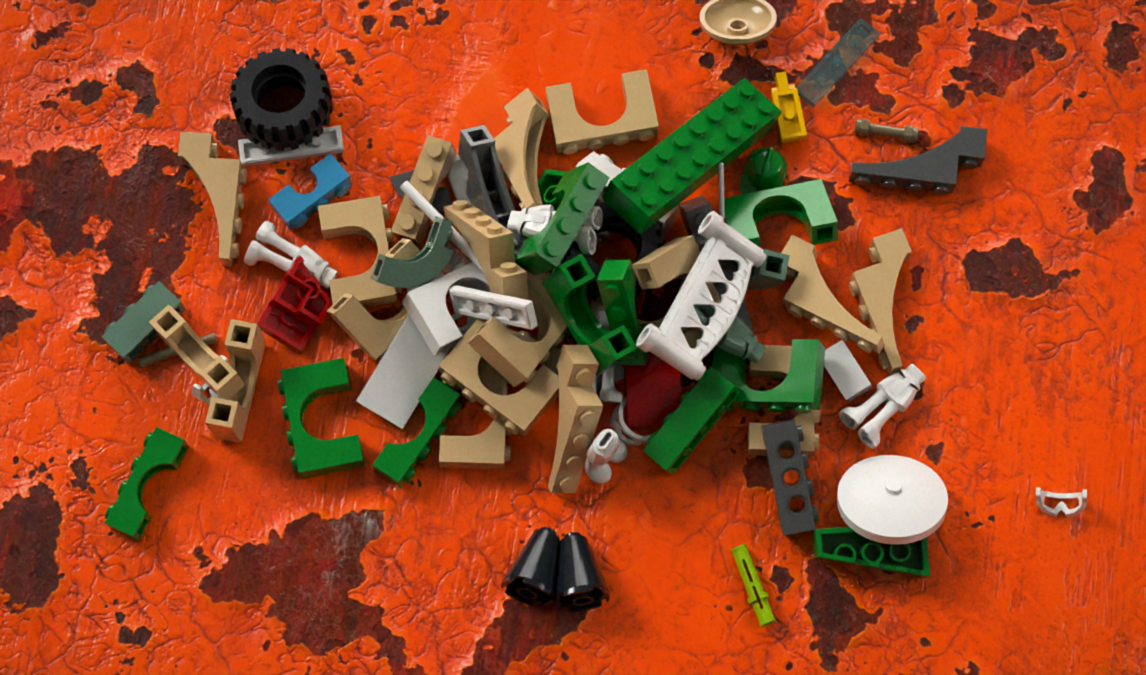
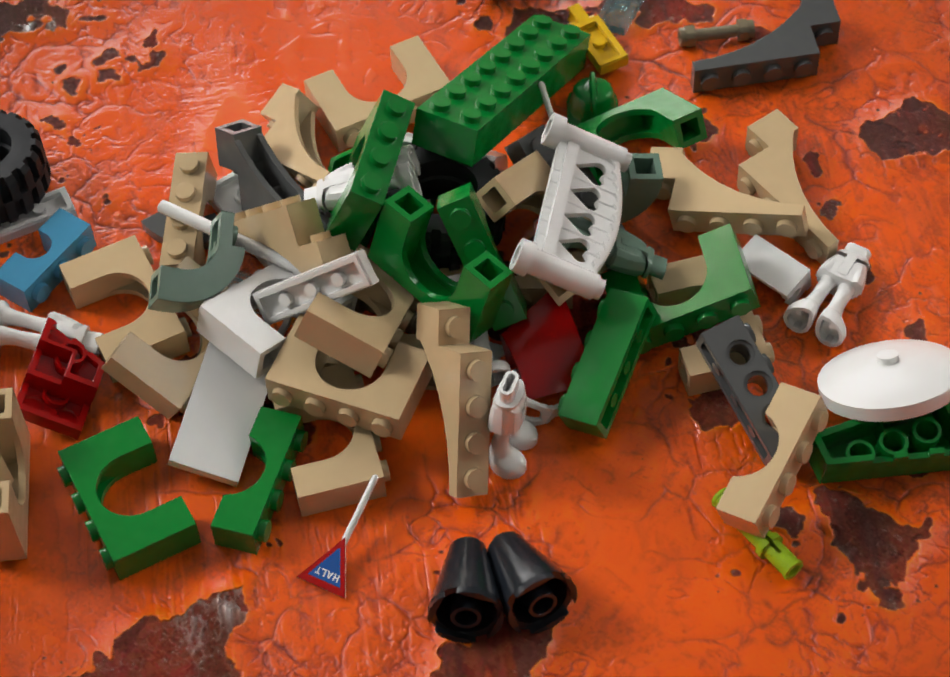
camera: 15 degrees left, 20 degrees down
(447, 518) = (330, 568): none -> piece
(805, 520) = (755, 499): none -> tan arch

